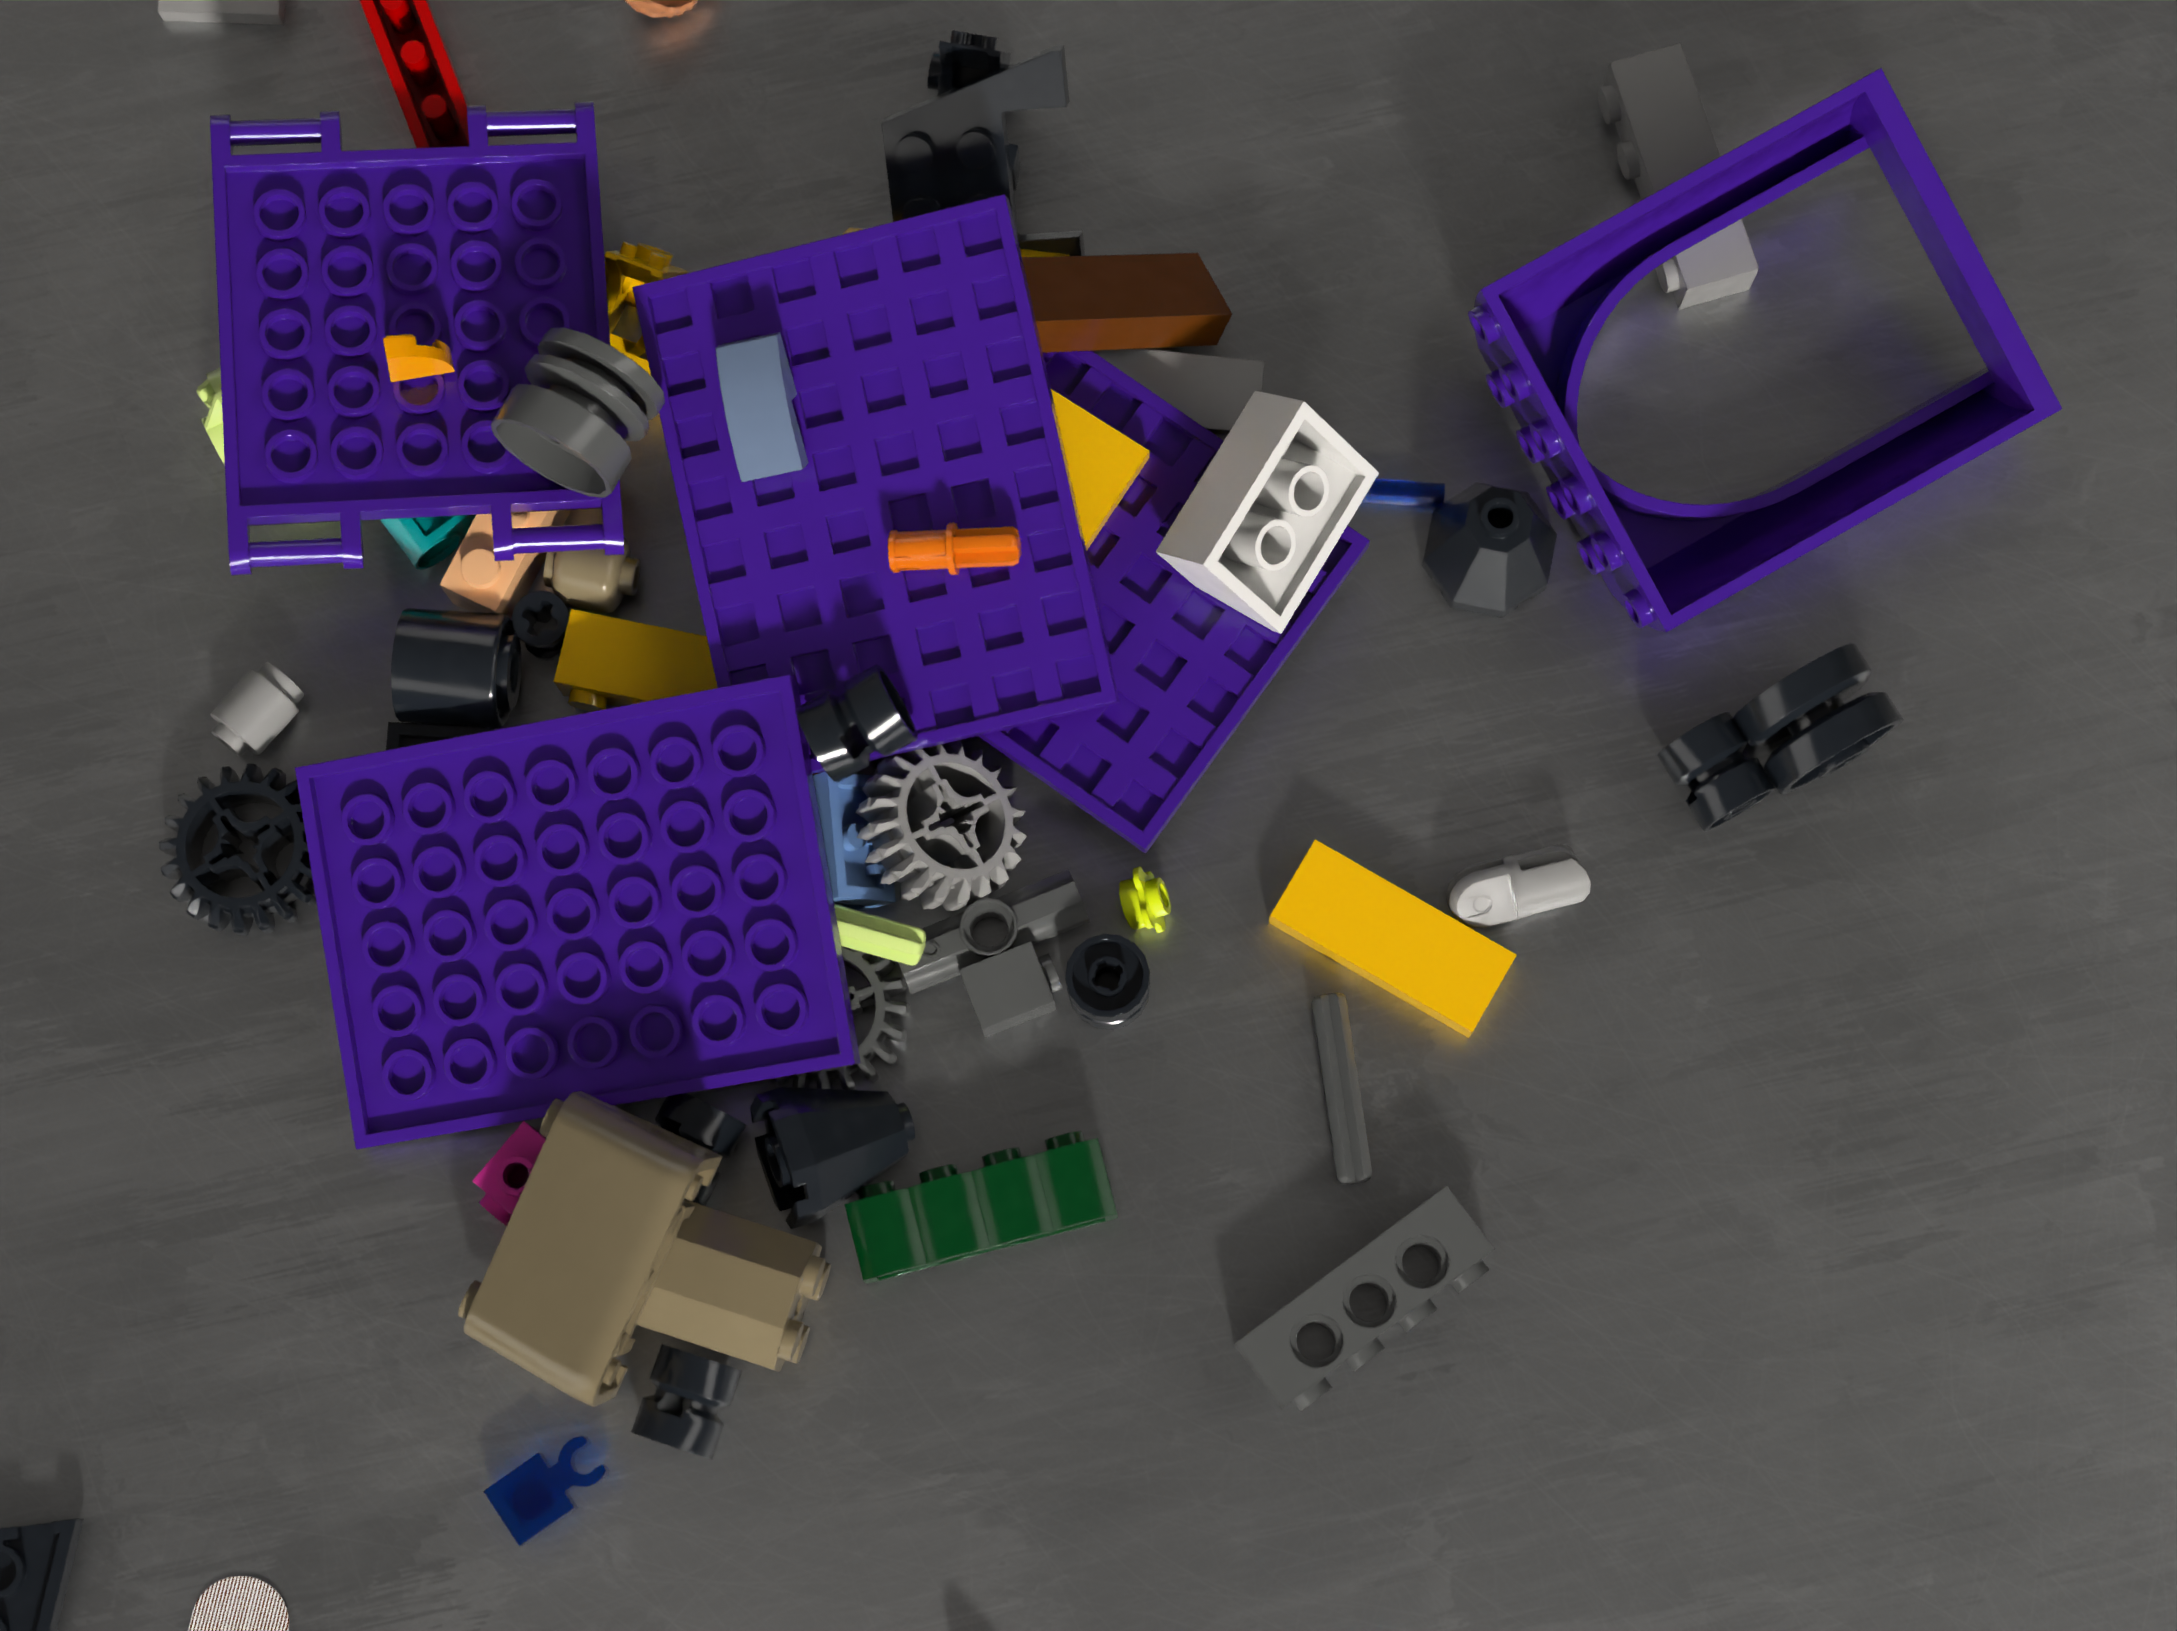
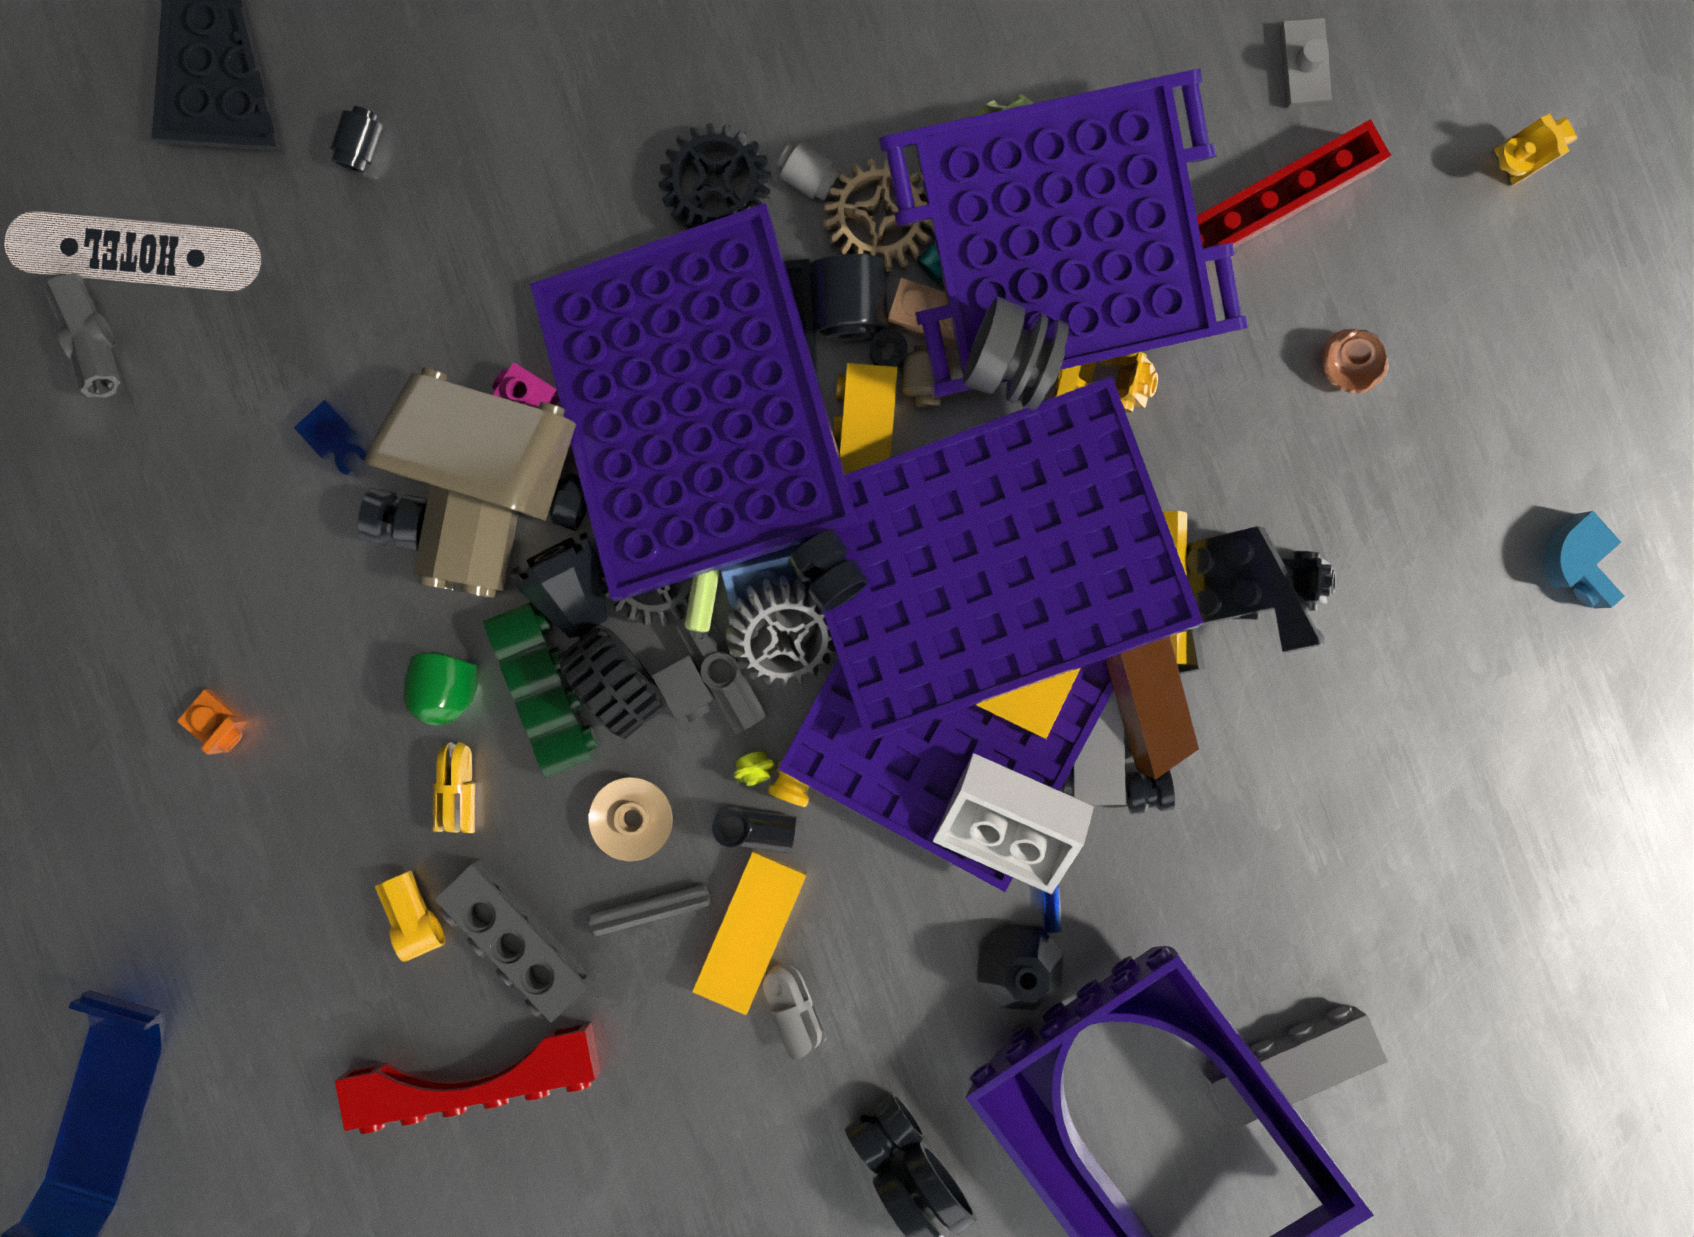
camera: 80 degrees right, 10 degrees up
(86, 1392) = (356, 139): none -> black brick
(334, 640) = (859, 212): none -> tan gear
(412, 361) = (1041, 230): light orange tile -> none
(759, 407) = (1035, 475): sand blue slope -> none
(953, 548) = (953, 620): orange axle -> none
(955, 1363) = (439, 687): none -> green piece
(981, 1085) = (611, 681): none -> black tyre
(1108, 981) = (695, 752): black wheel -> none
(1120, 1364) = (454, 790): none -> yellow arm
(1177, 848) = (789, 789): none -> yellow wheel
(1204, 1062) = (612, 831): none -> tan dish
(1238, 907) = (760, 830): none -> black piece
(1253, 327) = (1147, 792): none -> black wheel
(1320, 1456) = (413, 926): none -> yellow piece
(1583, 1534) = (387, 1094): none -> red arch

